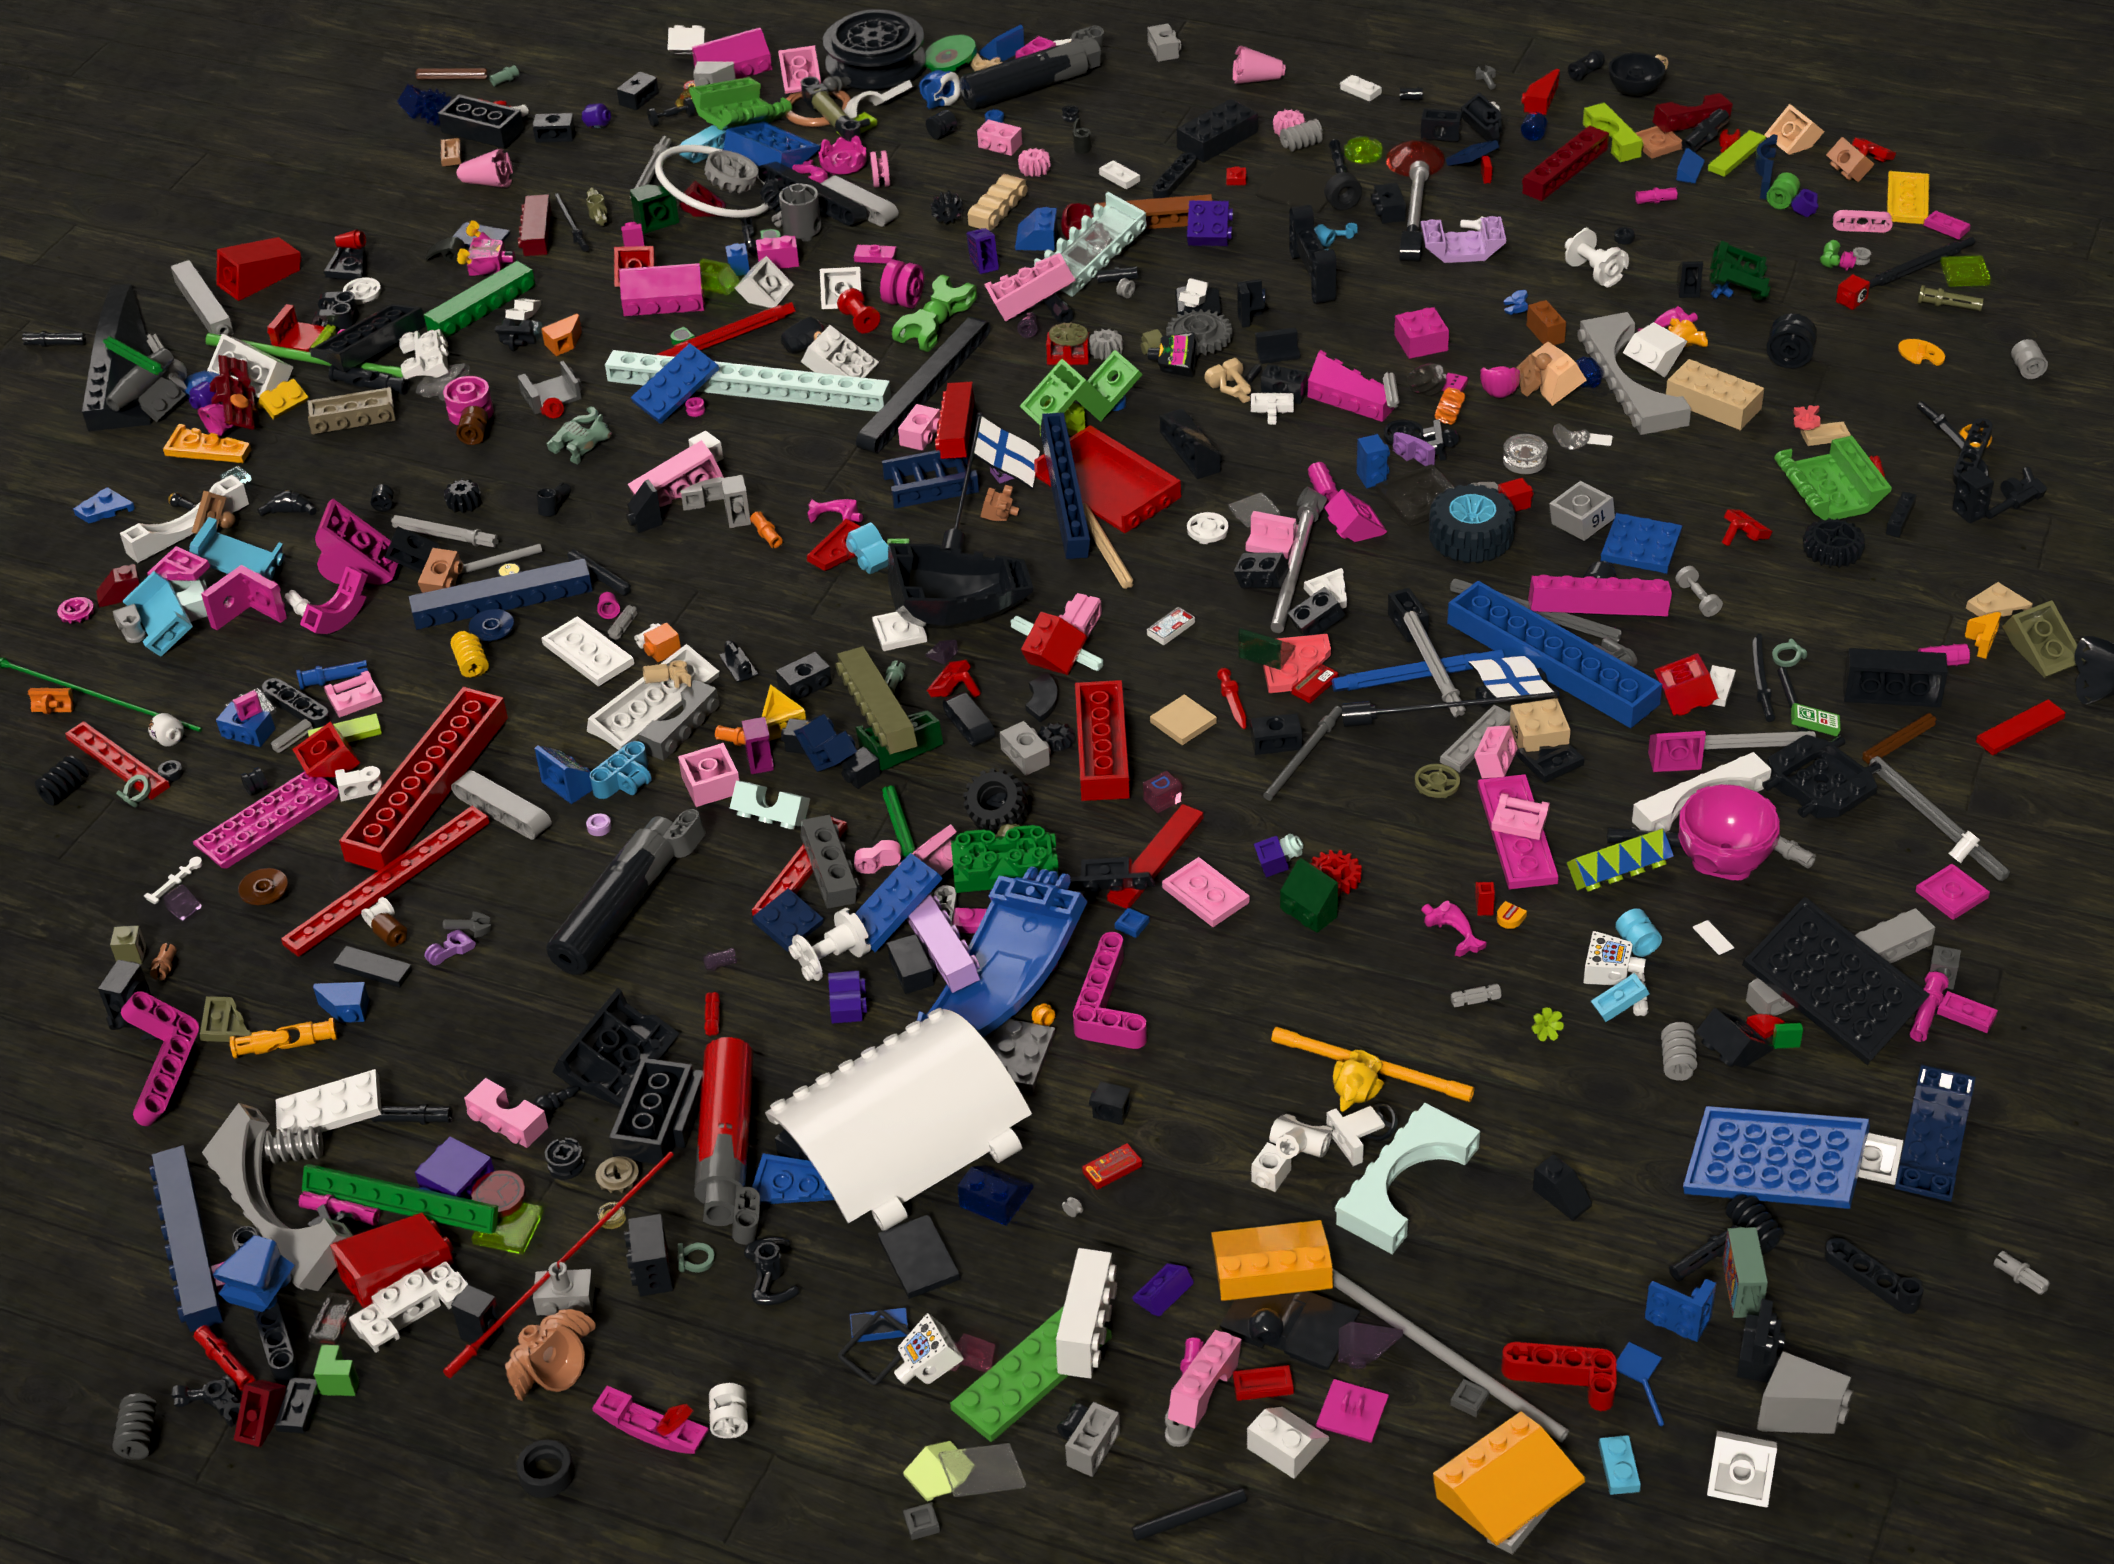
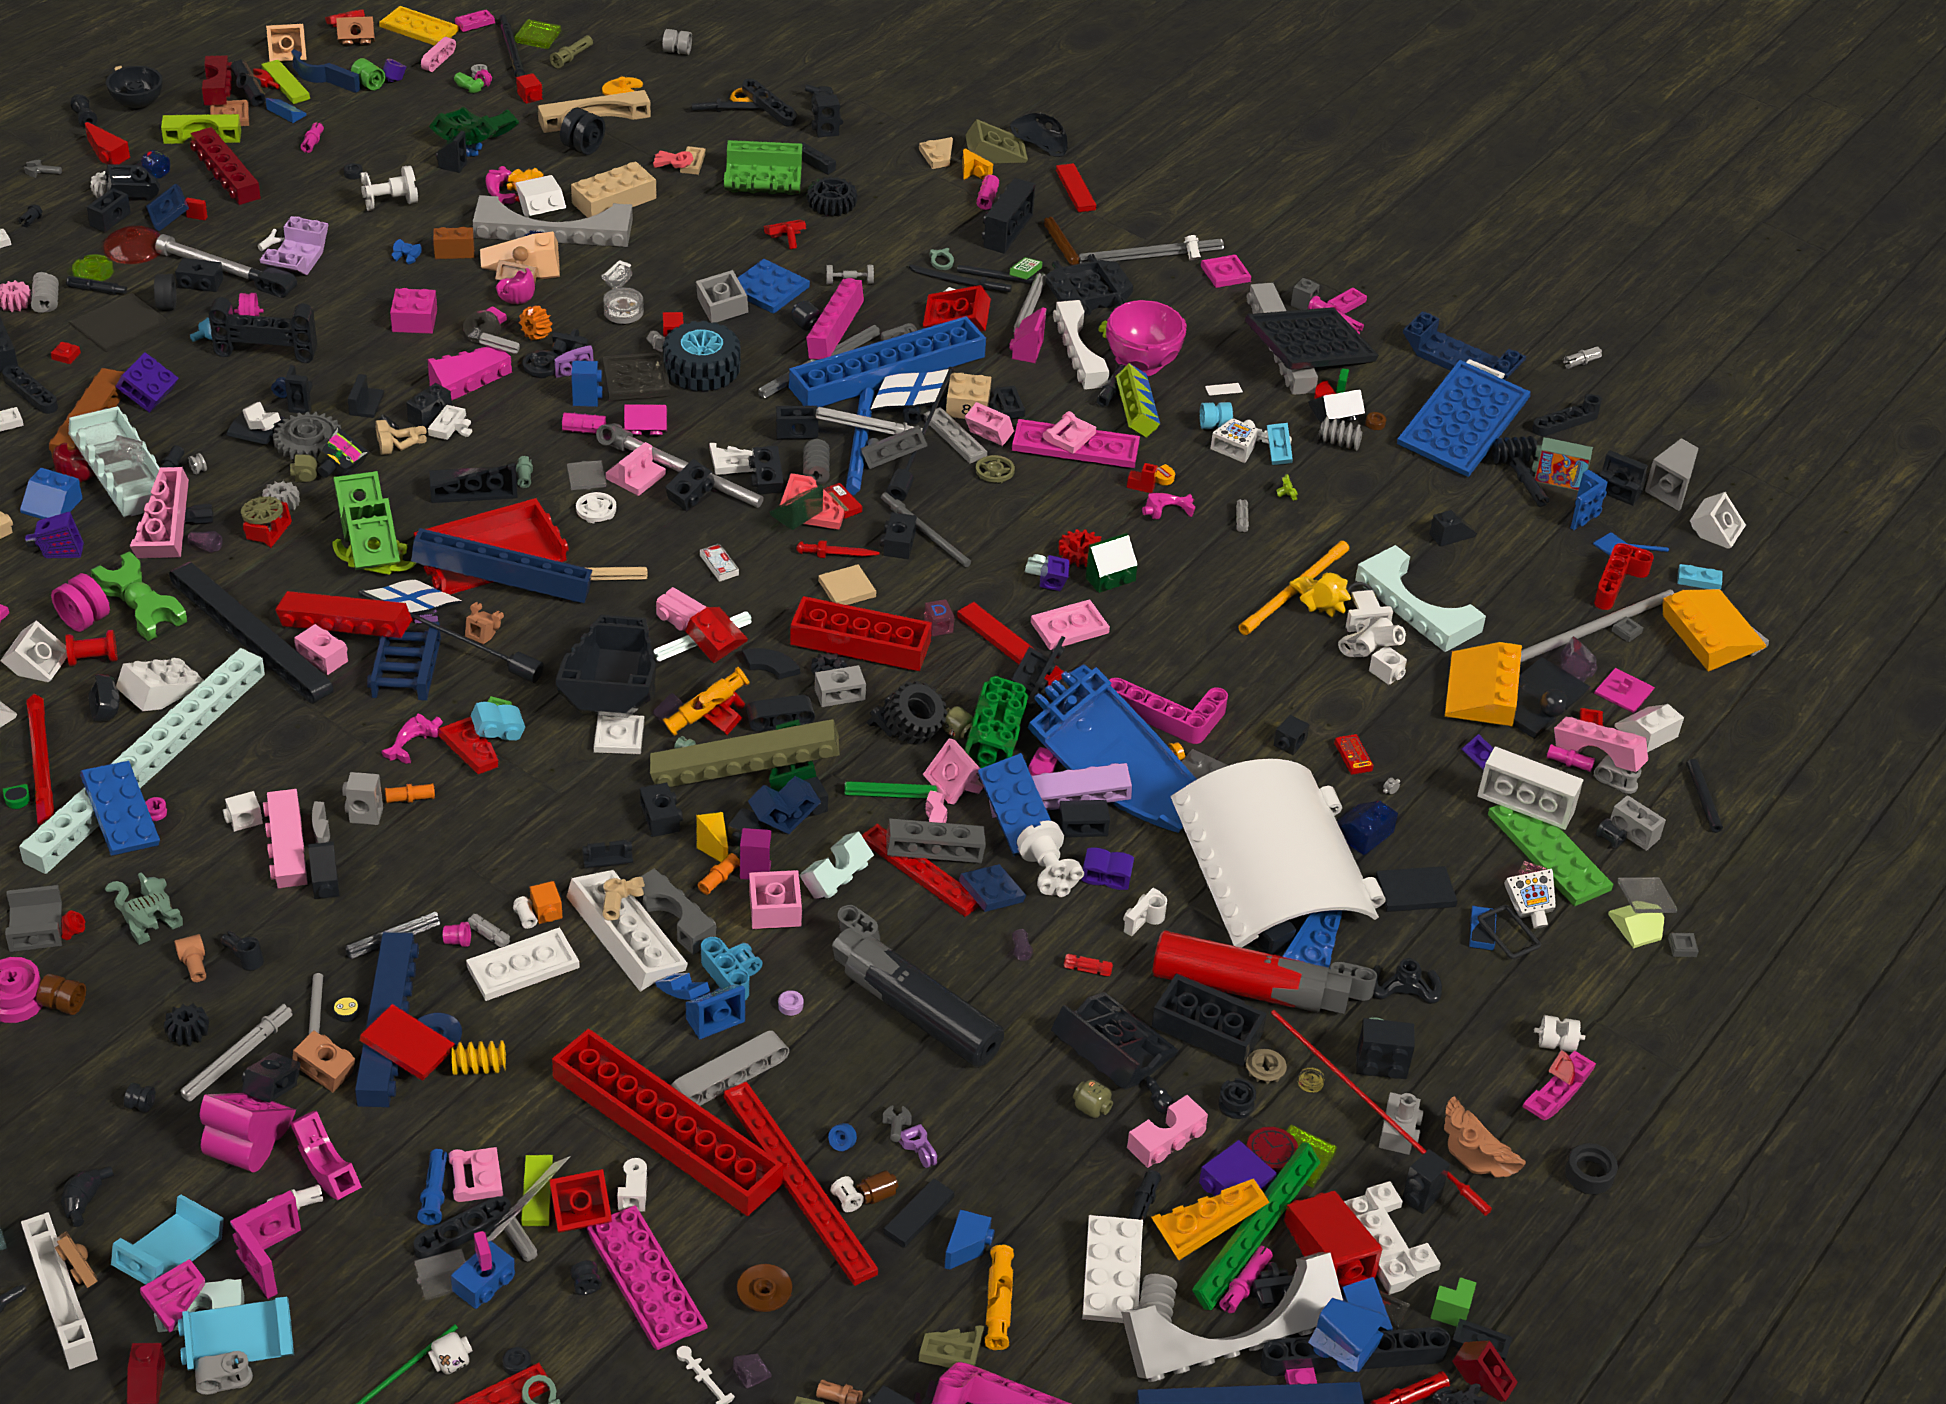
camera: 80 degrees left, 0 degrees up
(311, 1301) = (1366, 1294): none -> blue slope
(316, 719) = (525, 1199): none -> white sticker
(393, 1156) = (1199, 1223): none -> light orange wing
(443, 894) = (842, 1137): none -> blue tile
(464, 605) = (407, 1042): none -> red tile
(532, 1050) = (1093, 1098): none -> olive head
(540, 473) = (191, 953): none -> nougat pin
(588, 749) = (681, 986): none -> blue slope
(802, 1039) = (1149, 909): none -> white plate
(946, 660) = (716, 694): none -> light orange piece
(1232, 467) = (524, 469): none -> sand green pin
(1347, 241) = (248, 305): none -> dark pink wheel
(1355, 644) = (816, 460): none -> dark grey piece
(1405, 688) = (893, 447): none -> dark grey piece
(1739, 1085) = (1375, 421): none -> reddish brown tile
(1881, 362) = (626, 105): none -> tan arch

